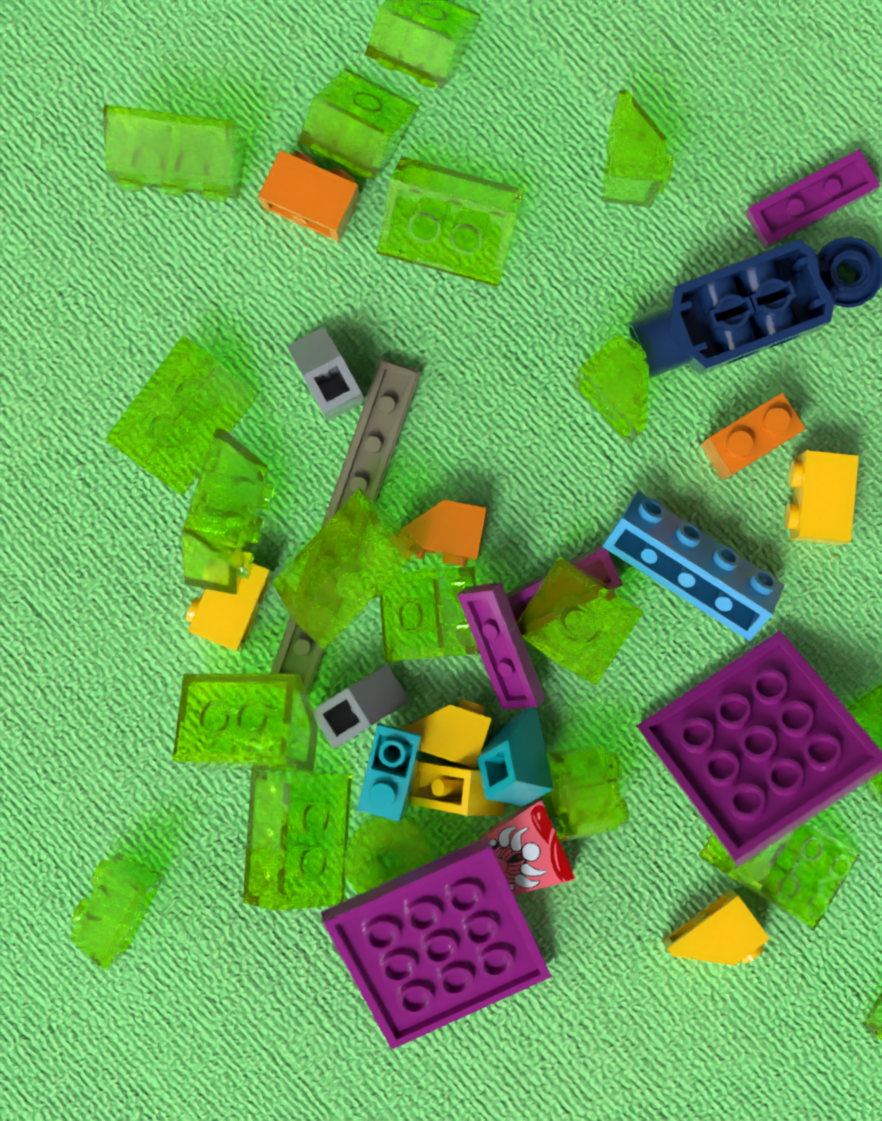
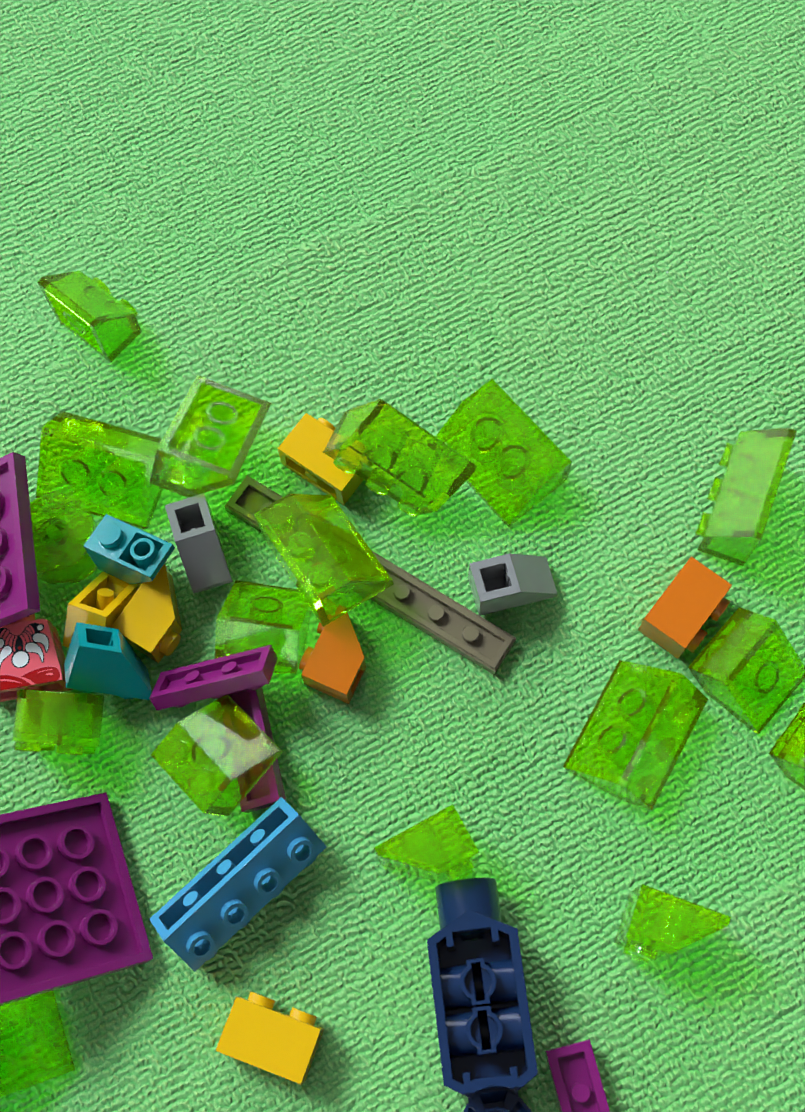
camera: 105 degrees right, 15 degrees down
(752, 436) = (350, 979): orange brick -> none

